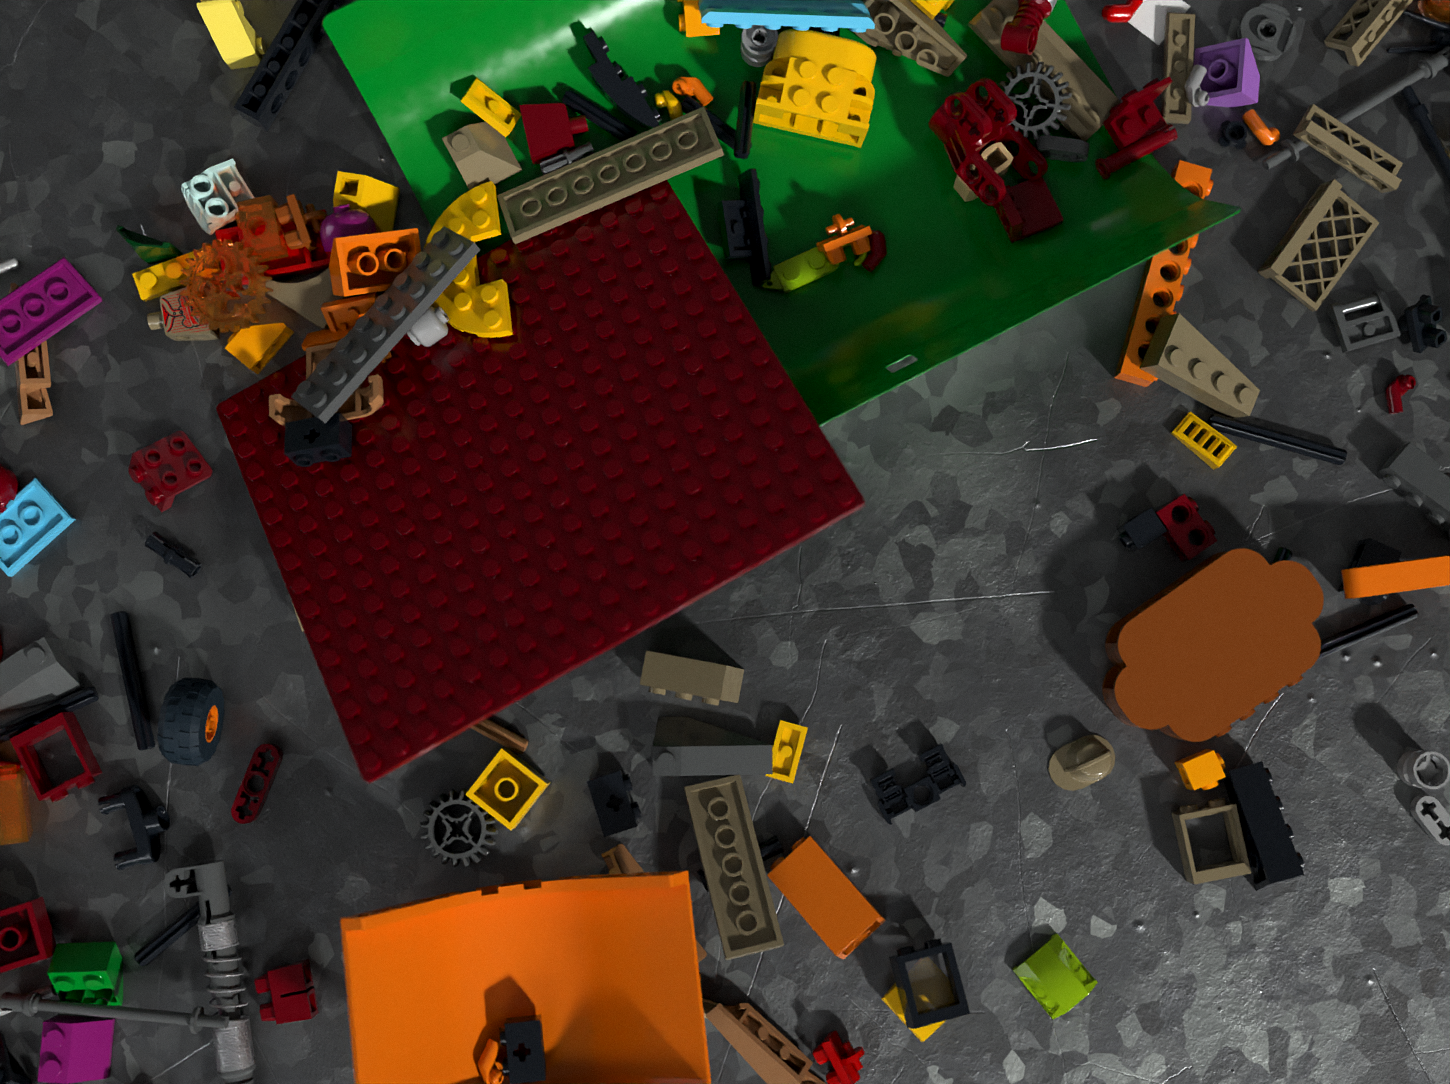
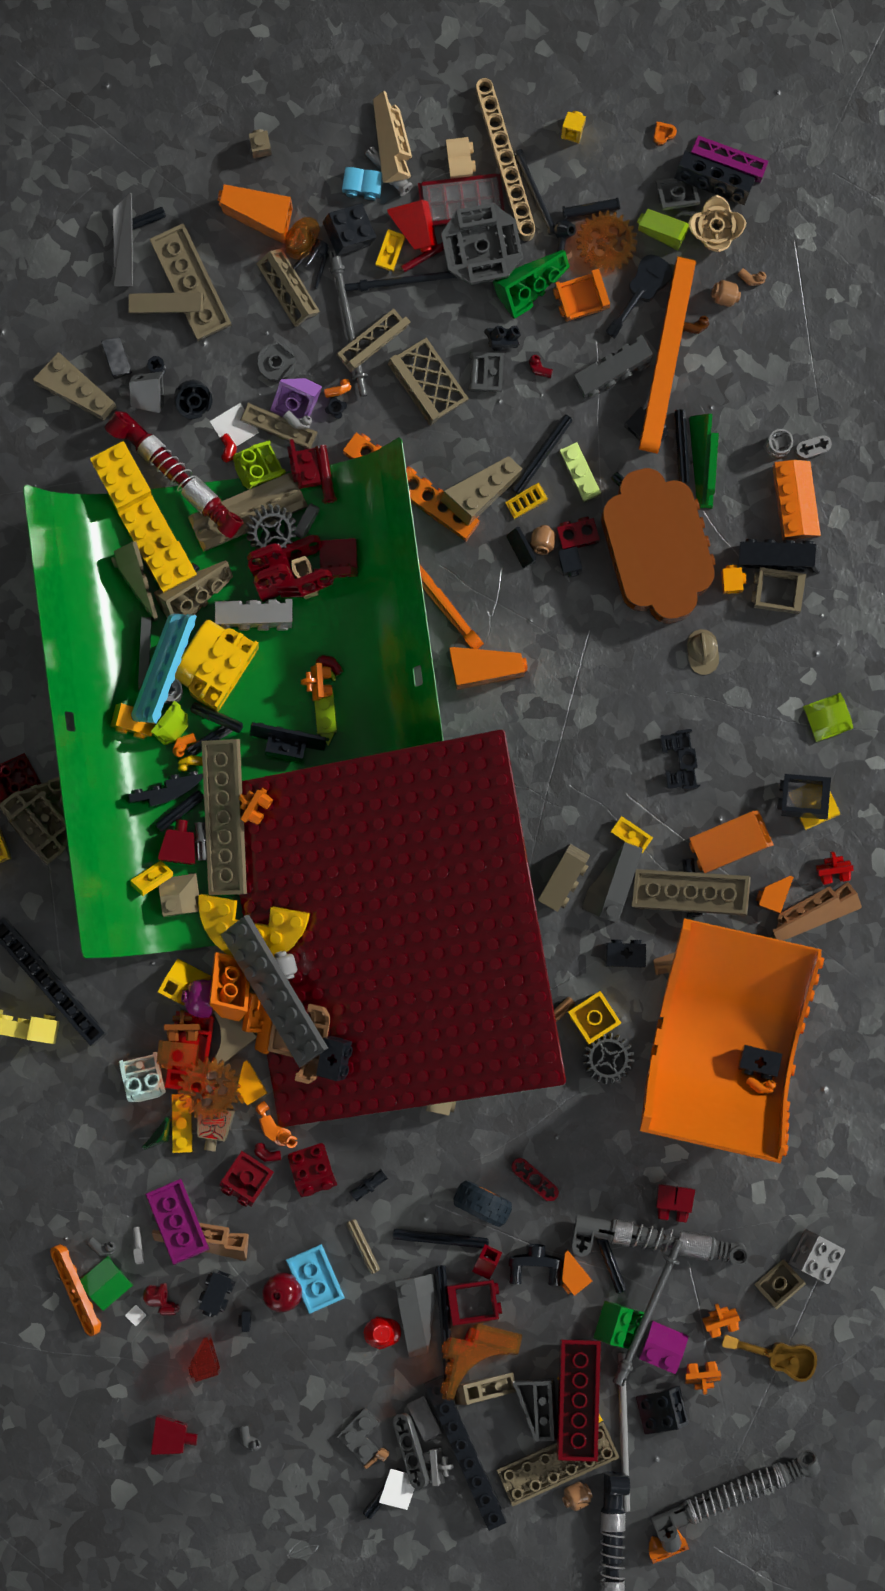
camera: 70 degrees left, 0 degrees up
(87, 576) = (363, 1246): none -> dark tan axle
(116, 756) = (487, 1262): none -> dark red brick
(125, 384) = (245, 1179): none -> dark red plate
(138, 886) = (573, 1275): none -> orange slope
(169, 401) = (261, 1152): none -> dark red arm
(203, 399) = (277, 1134): none -> orange arm
(637, 201) = (251, 813): none -> orange hips
(713, 58) = (171, 724): none -> lime slope
(772, 987) = (774, 895): none -> orange slope
(906, 122) = (254, 615): none -> light grey wedge
(949, 462) = (484, 667): none -> orange slope
(1017, 373) = (449, 610): none -> orange piece
(1115, 55) = (257, 464): none -> lime slope
(1135, 455) = (521, 547): none -> black slope
(1157, 481) = (543, 540): none -> medium nougat head
(1272, 501) = (580, 472): none -> yellowish green plate
(1351, 819) = (796, 499): none -> orange slope
(1360, 669) = (704, 456): none -> green wedge

